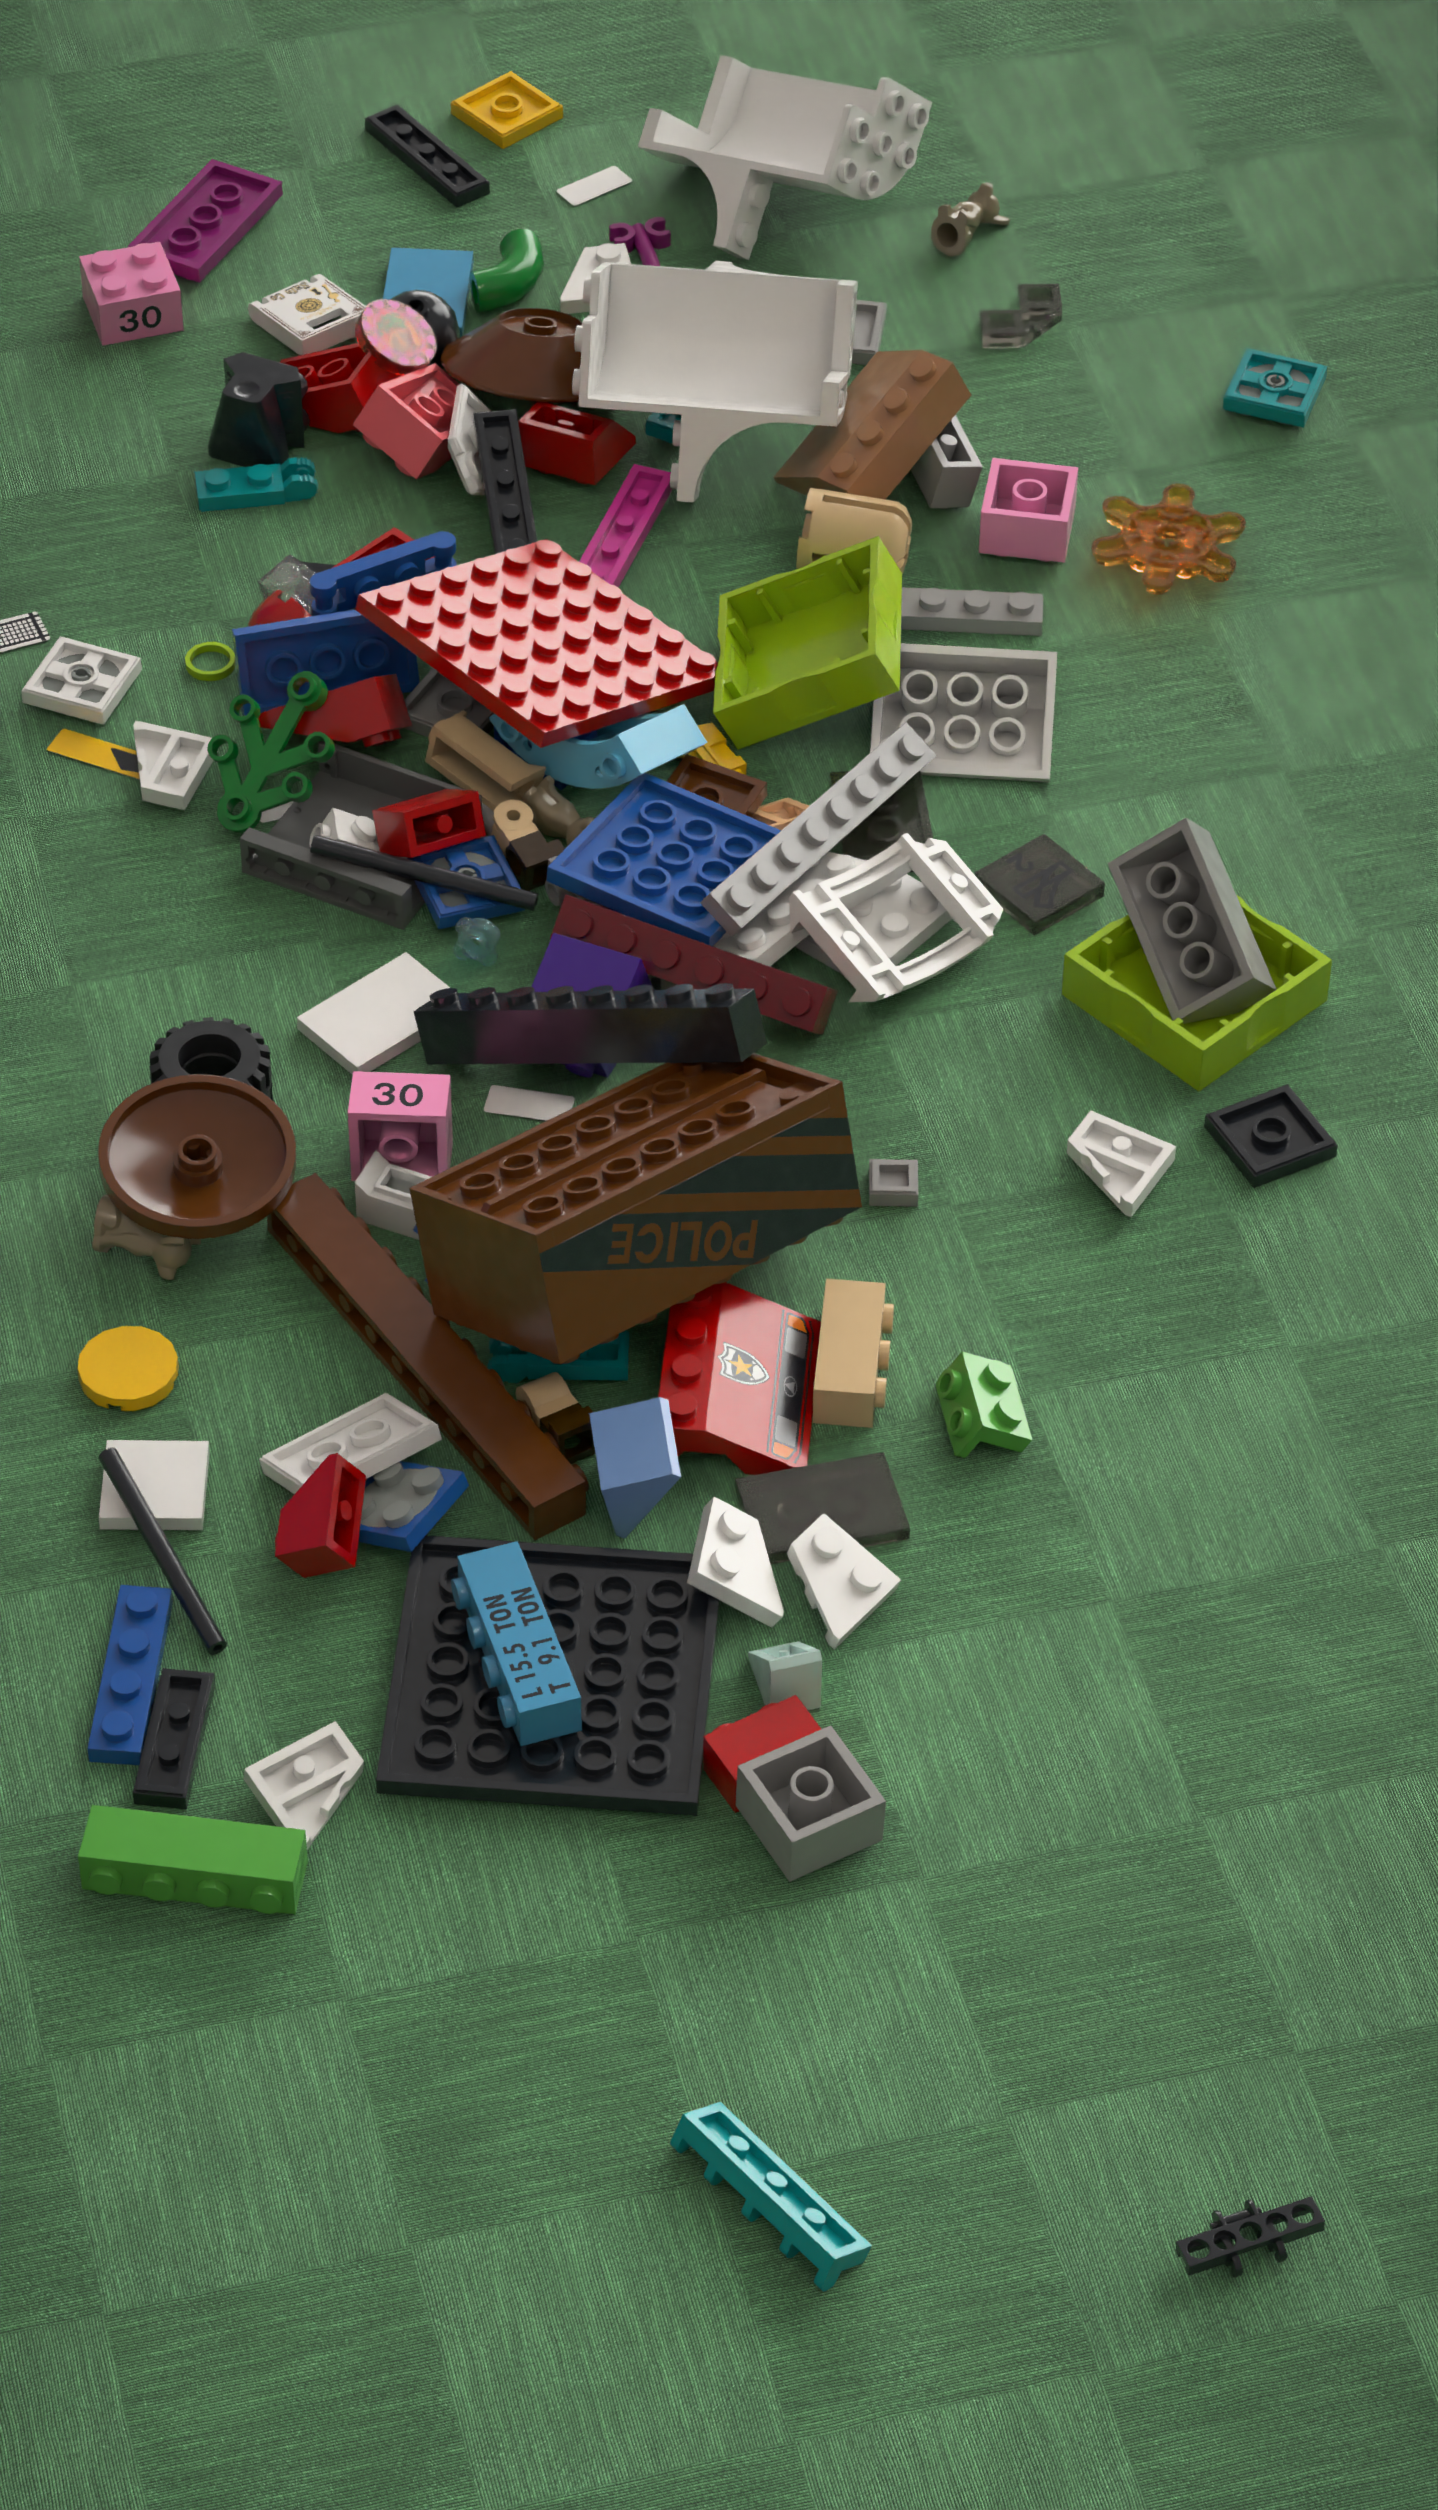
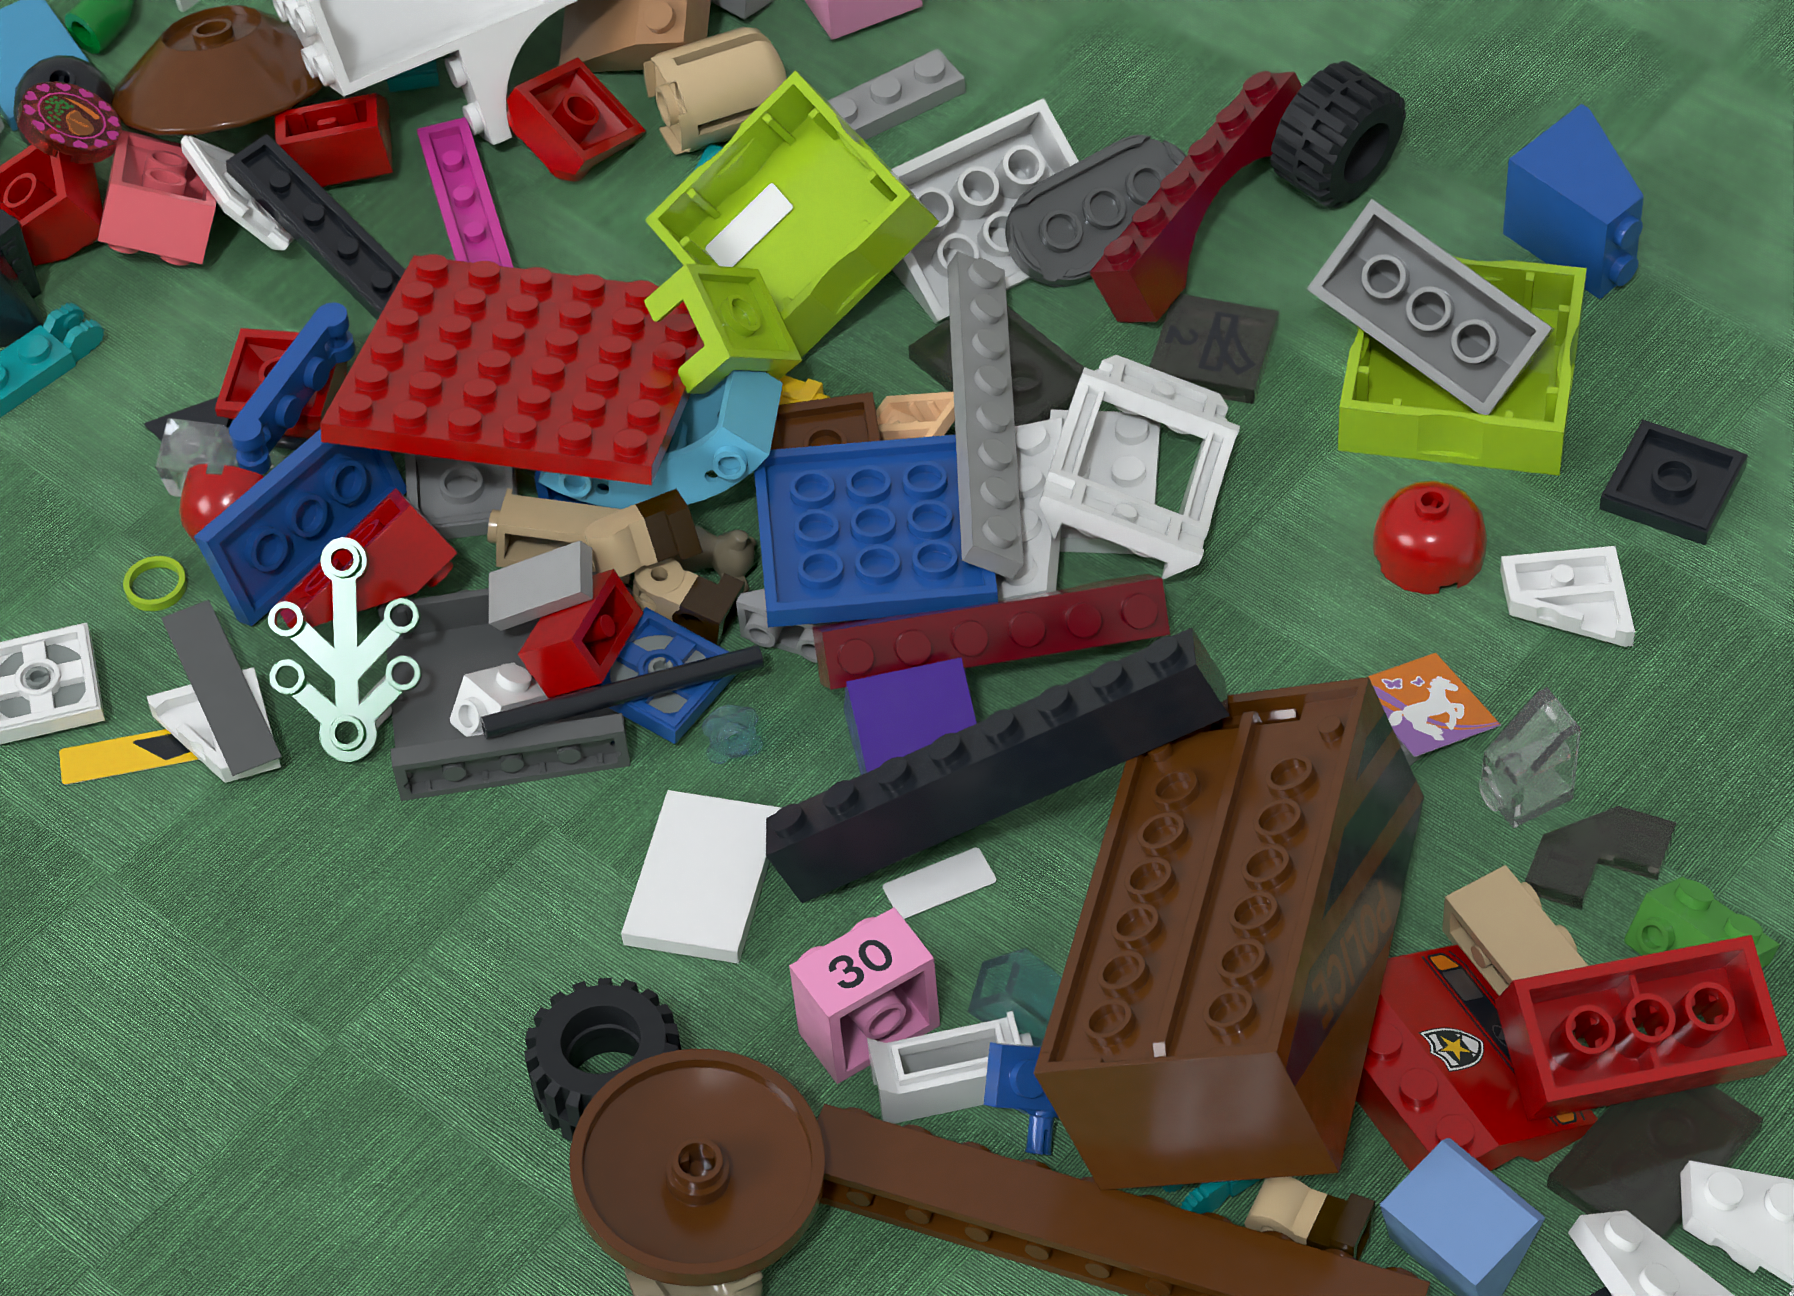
camera: 30 degrees left, 5 degrees up
(185, 739) = (221, 688): none -> dark grey sticker
(423, 776) = (540, 585): none -> light grey tile
(517, 780) = (643, 535): none -> leg
(693, 679) = (733, 320): none -> lime panel
(739, 508) = (570, 120): none -> red slope
(788, 638) = (749, 227): none -> white sticker
(852, 1383) = (1657, 993): none -> red brick
(950, 1173) = (1429, 705): none -> sticker
(969, 1238) = (1532, 761): none -> clear slope
(992, 1321) = (1615, 838): none -> clear smoke tile
(1038, 801) = (1151, 257): none -> dark red arch
(1045, 753) = (1071, 217): none -> dark grey tile
(1059, 1075) = (1430, 537): none -> red cylinder
(1248, 784) = (1338, 134): none -> black tyre
(1374, 915) = (1575, 202): none -> blue slope

